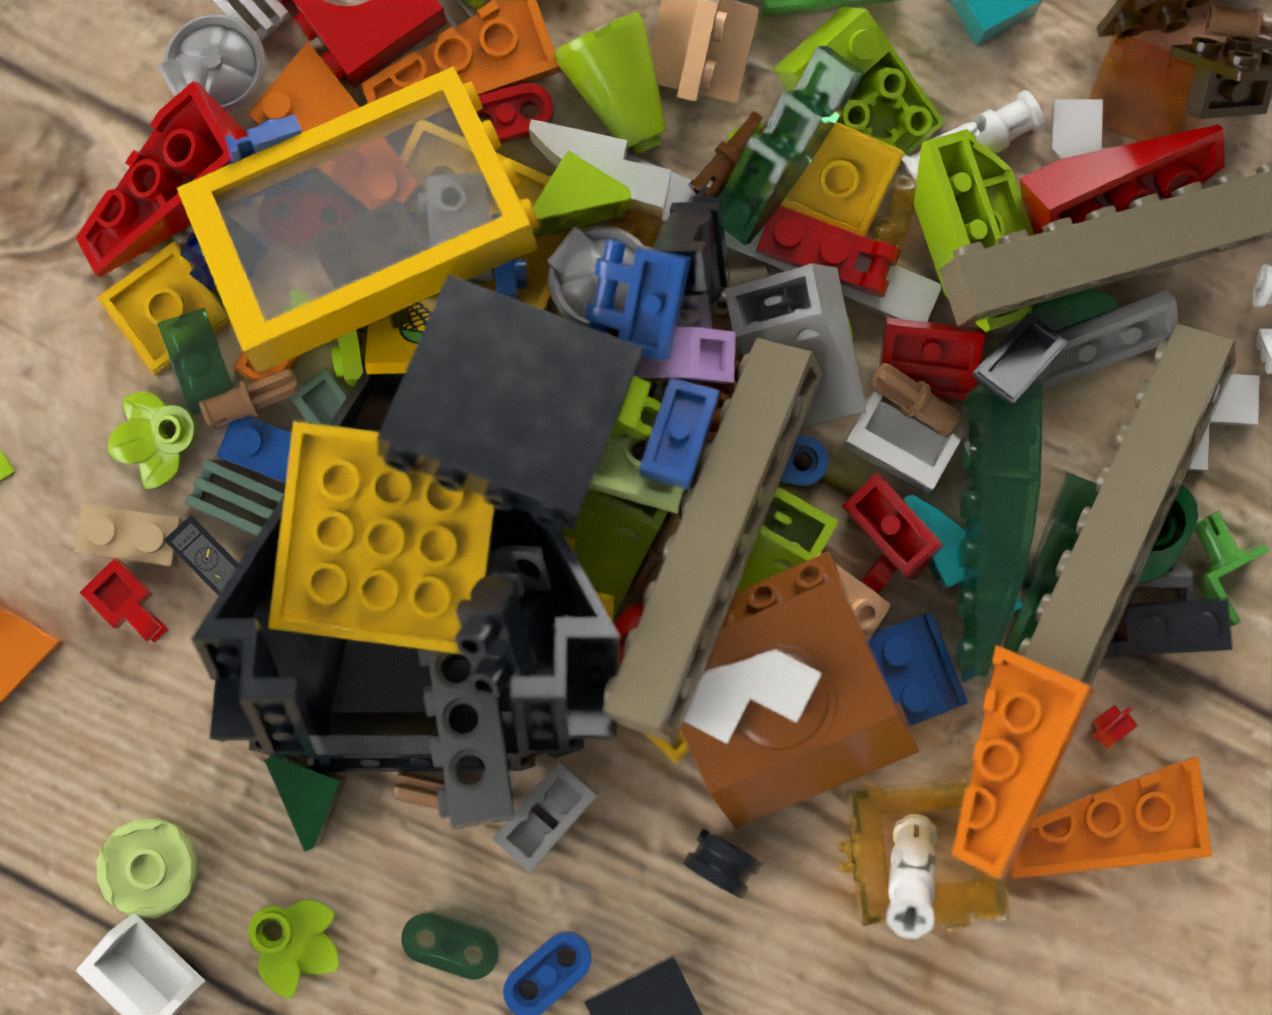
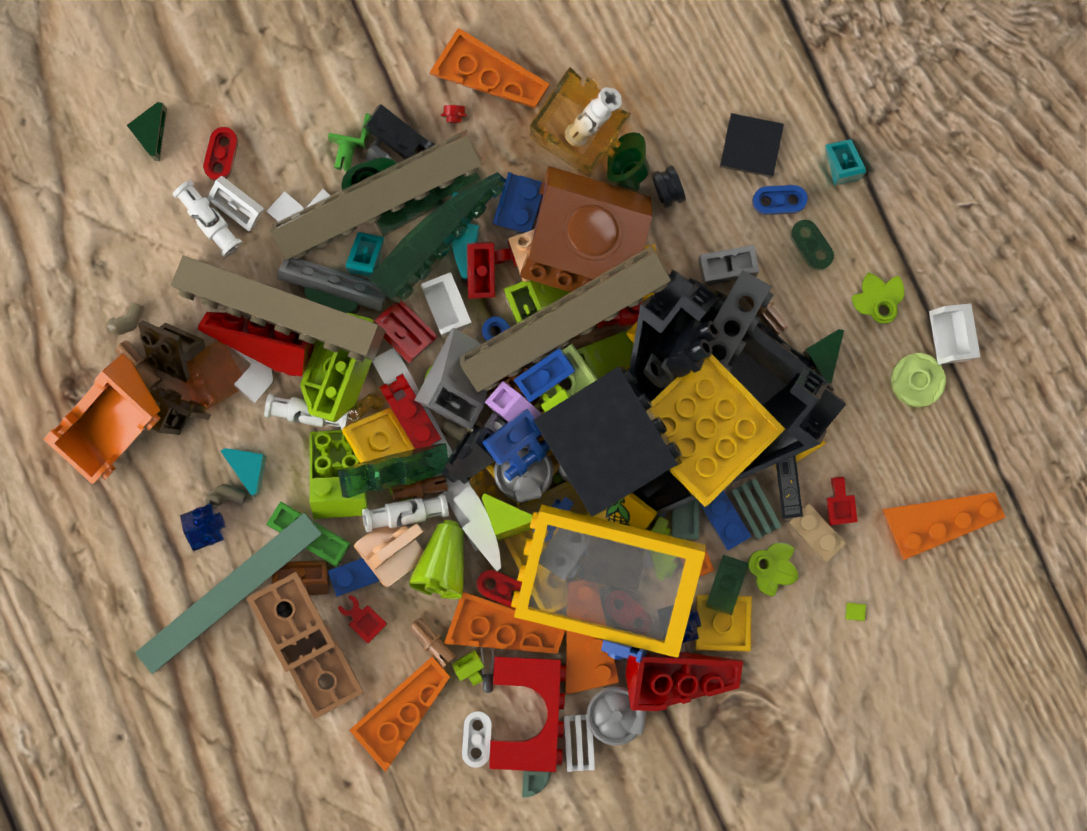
camera: 140 degrees left, 0 degrees up
(247, 399) = (720, 549): medium nougat axle -> none
(730, 99) = (401, 514): none -> white piece
(766, 678) = (590, 241): white tile -> none
(806, 852) = (629, 161): none -> dark green piece
(915, 399) = (425, 317): medium nougat axle -> none
(1019, 359) = (369, 295): black tile -> none
(1019, 749) = (505, 133): orange wing -> none
(1073, 423) = (364, 254): none -> teal slope

